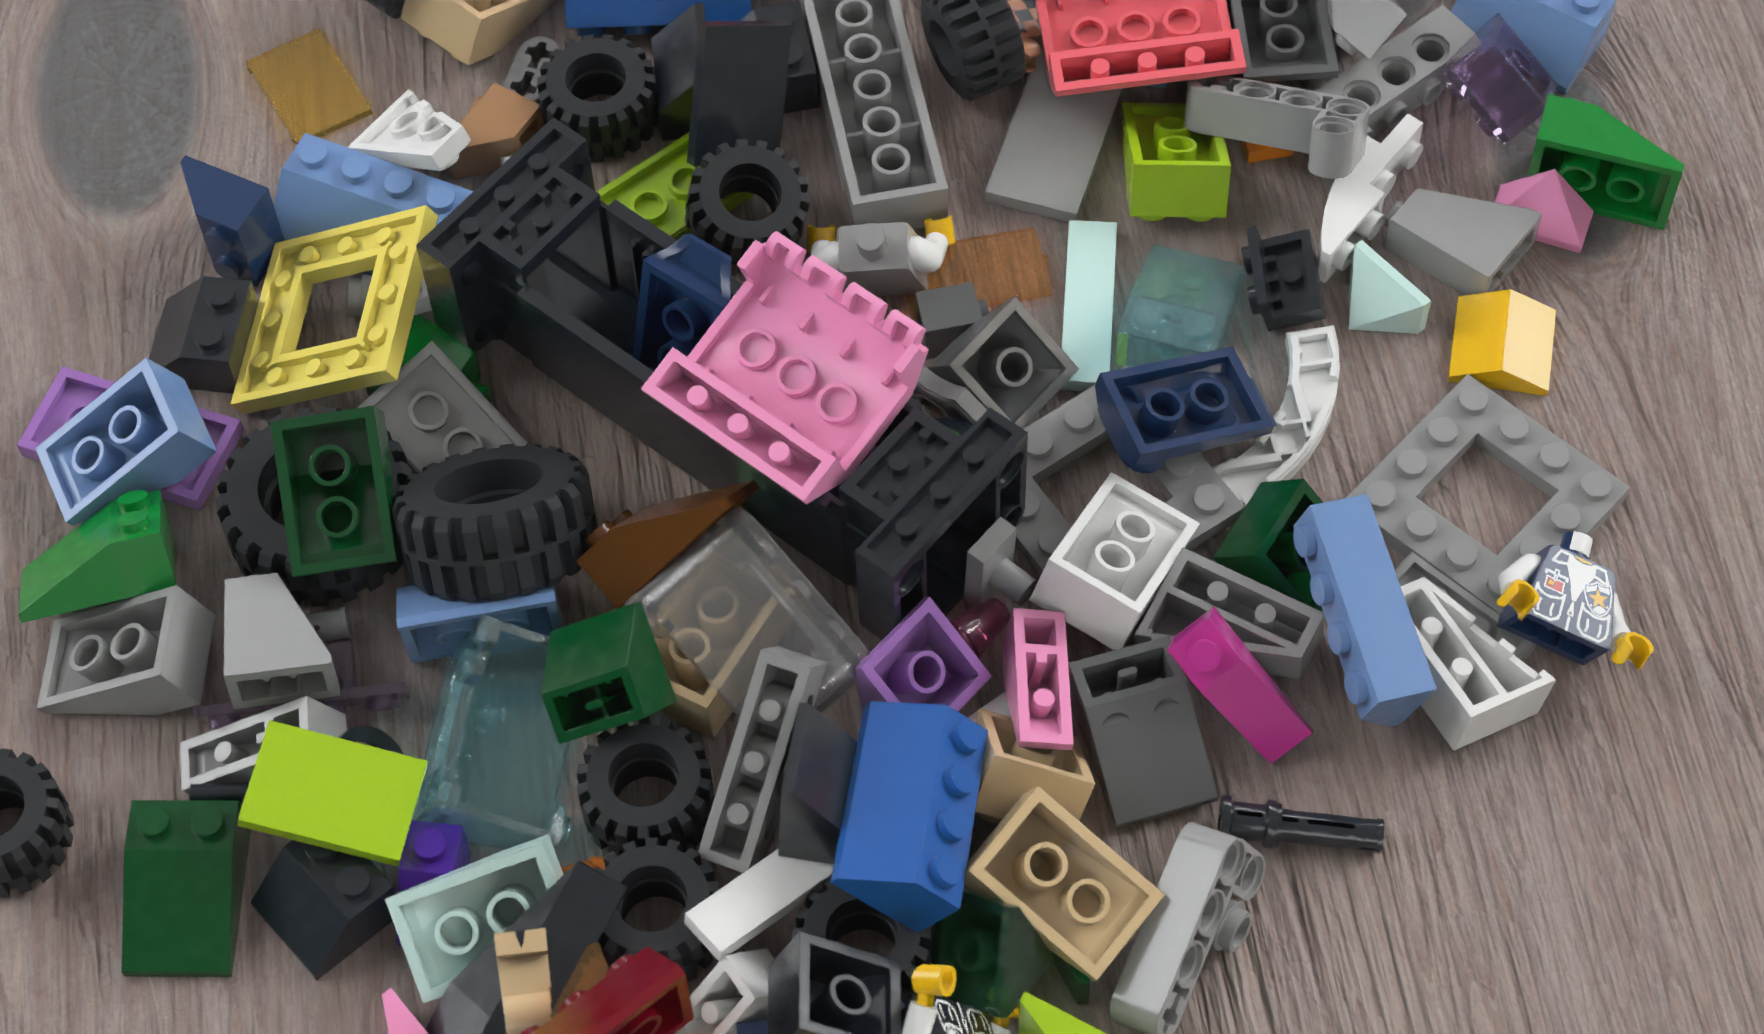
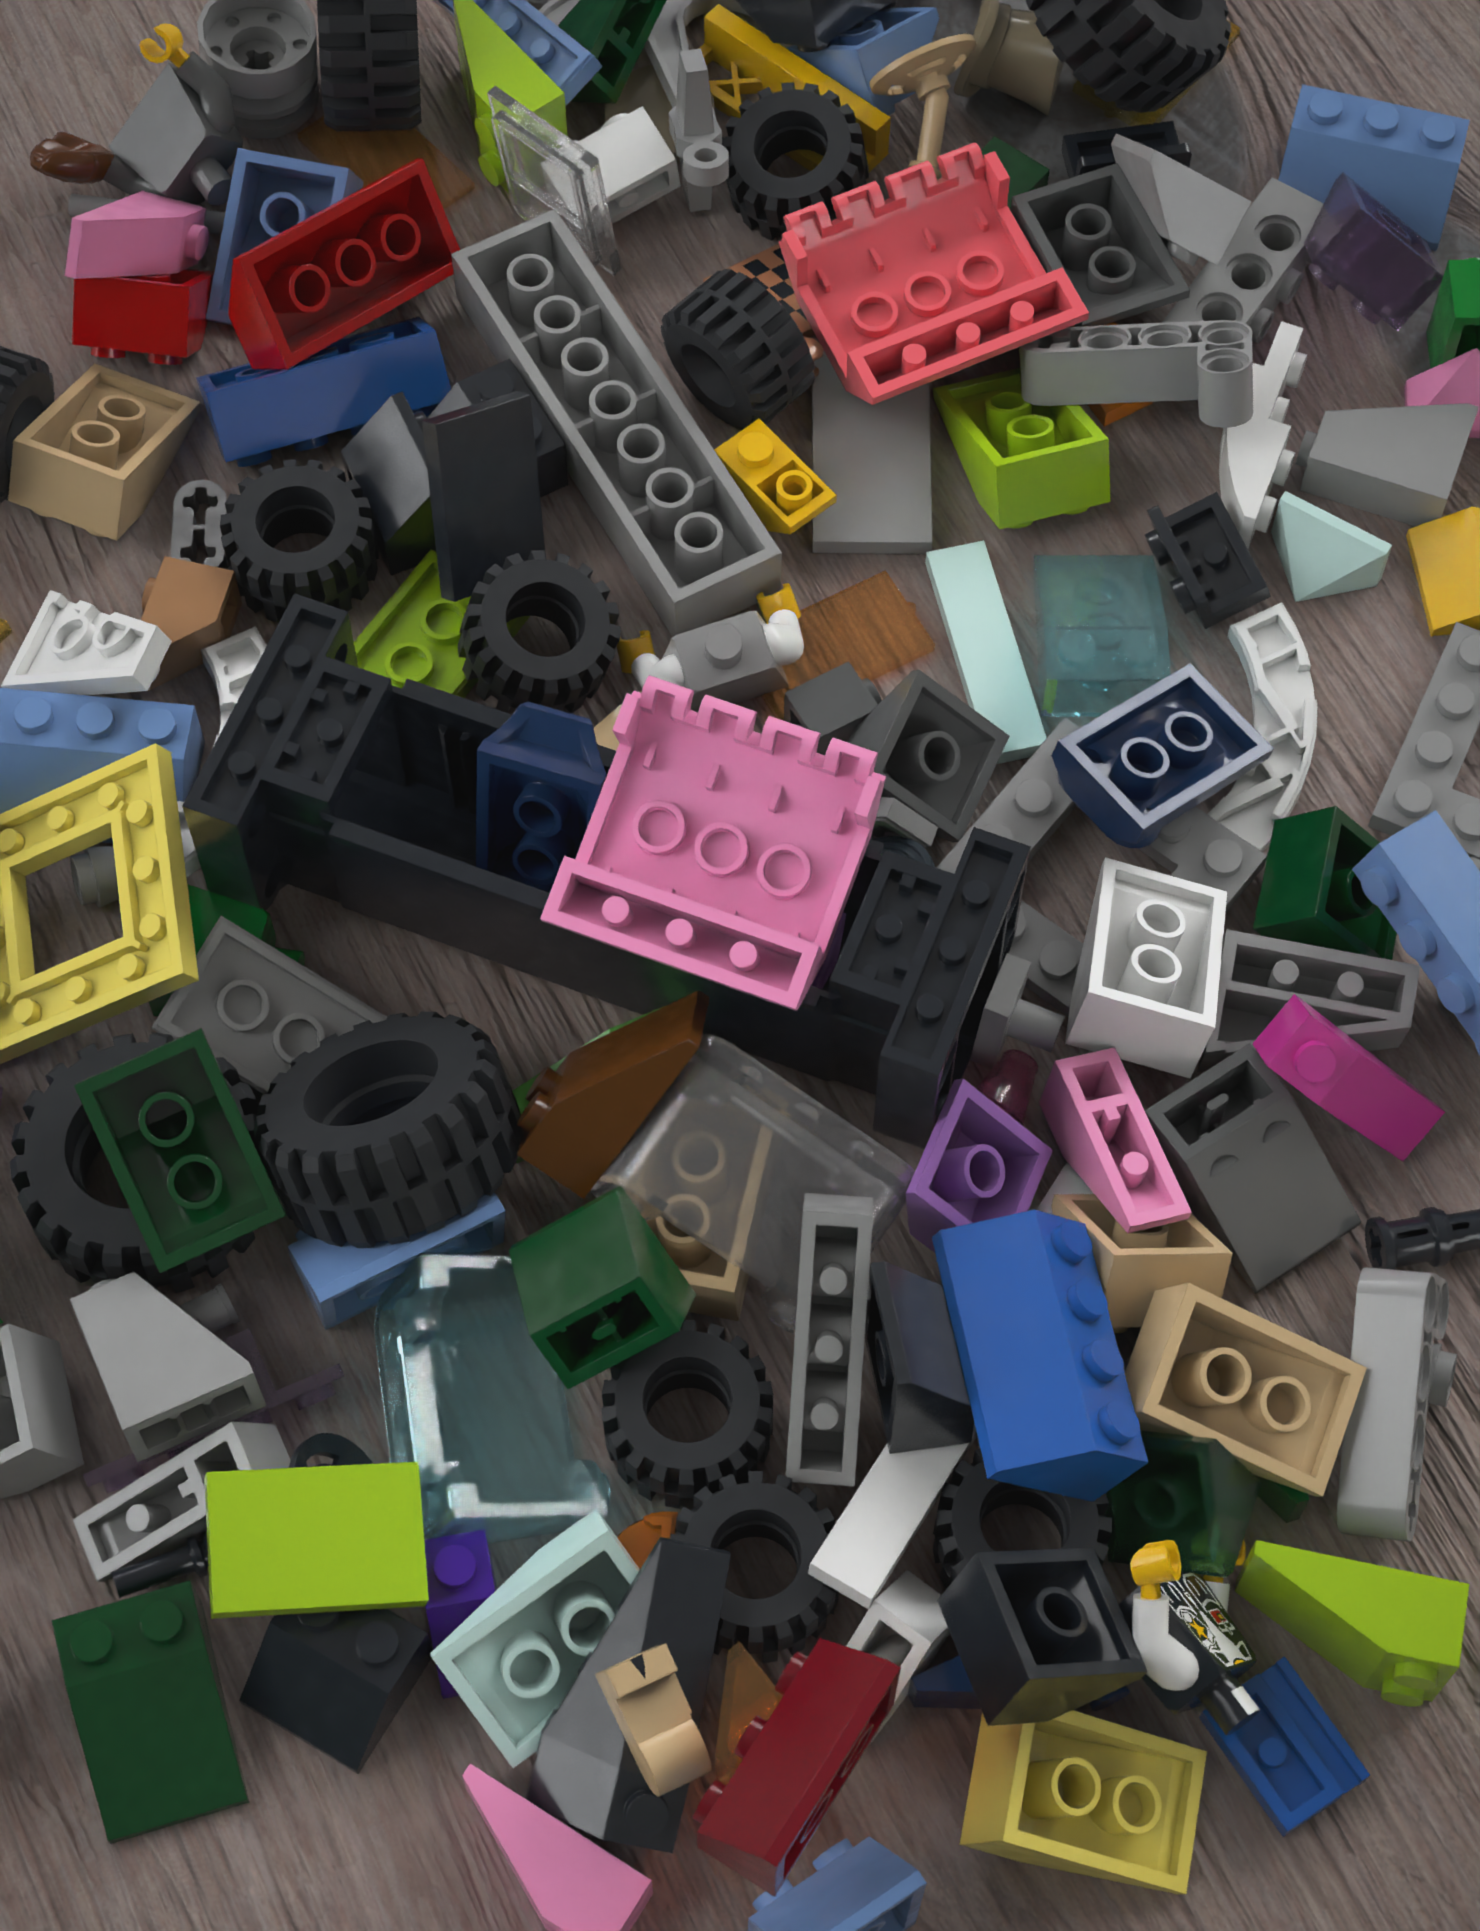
camera: 20 degrees left, 5 degrees up
(964, 136) = (774, 479): none -> yellow slope

